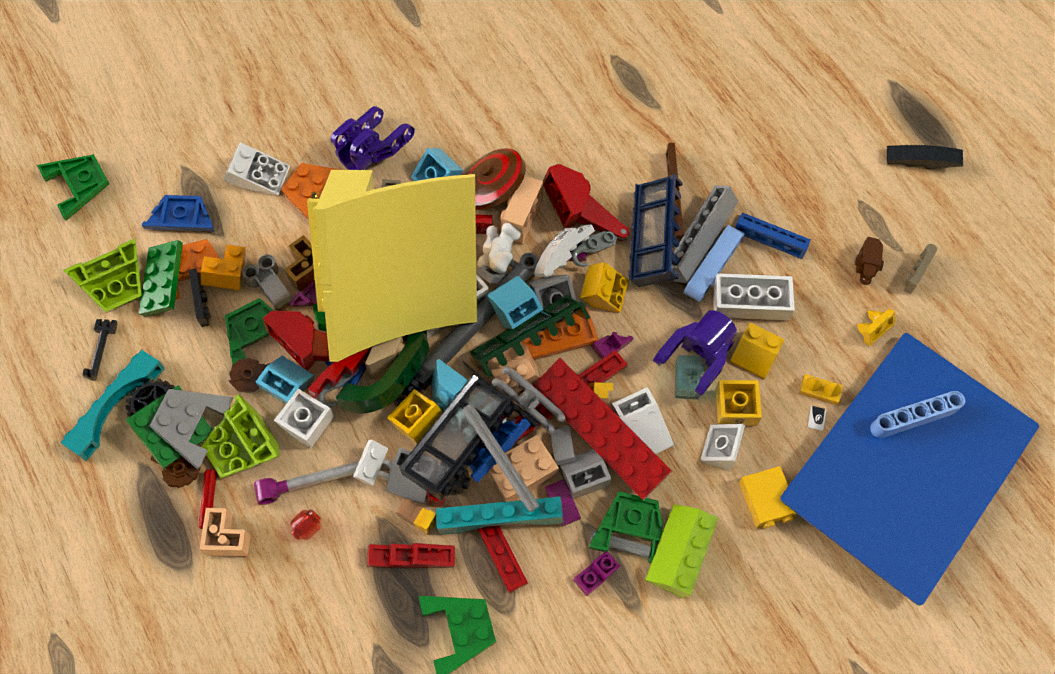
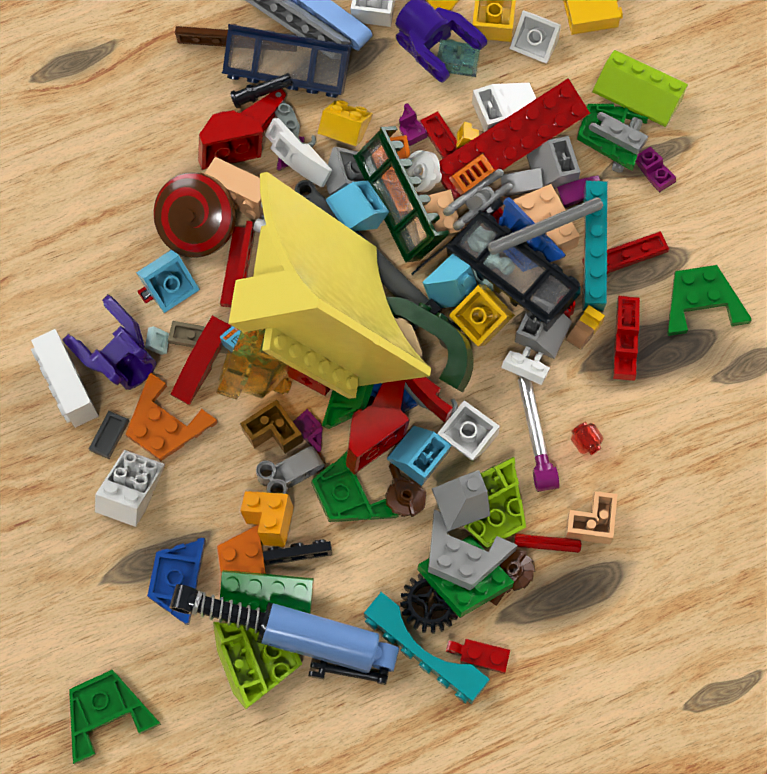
camera: 80 degrees left, 5 degrees up
(108, 450) = (480, 655): none -> red plate
(122, 298) = (294, 631): none -> medium blue piece
(234, 414) = (462, 500): none -> light grey slope
(302, 153) = (108, 435): none -> dark grey tile
(335, 109) = (63, 379): none -> white brick
(381, 171) = (157, 340): none -> light aqua plate
(550, 397) = (459, 184): none -> orange slope
(554, 351) = (431, 169): none -> white plate
(621, 211) = (251, 92): none -> black pin
(624, 531) = (619, 133): none -> light grey hinge

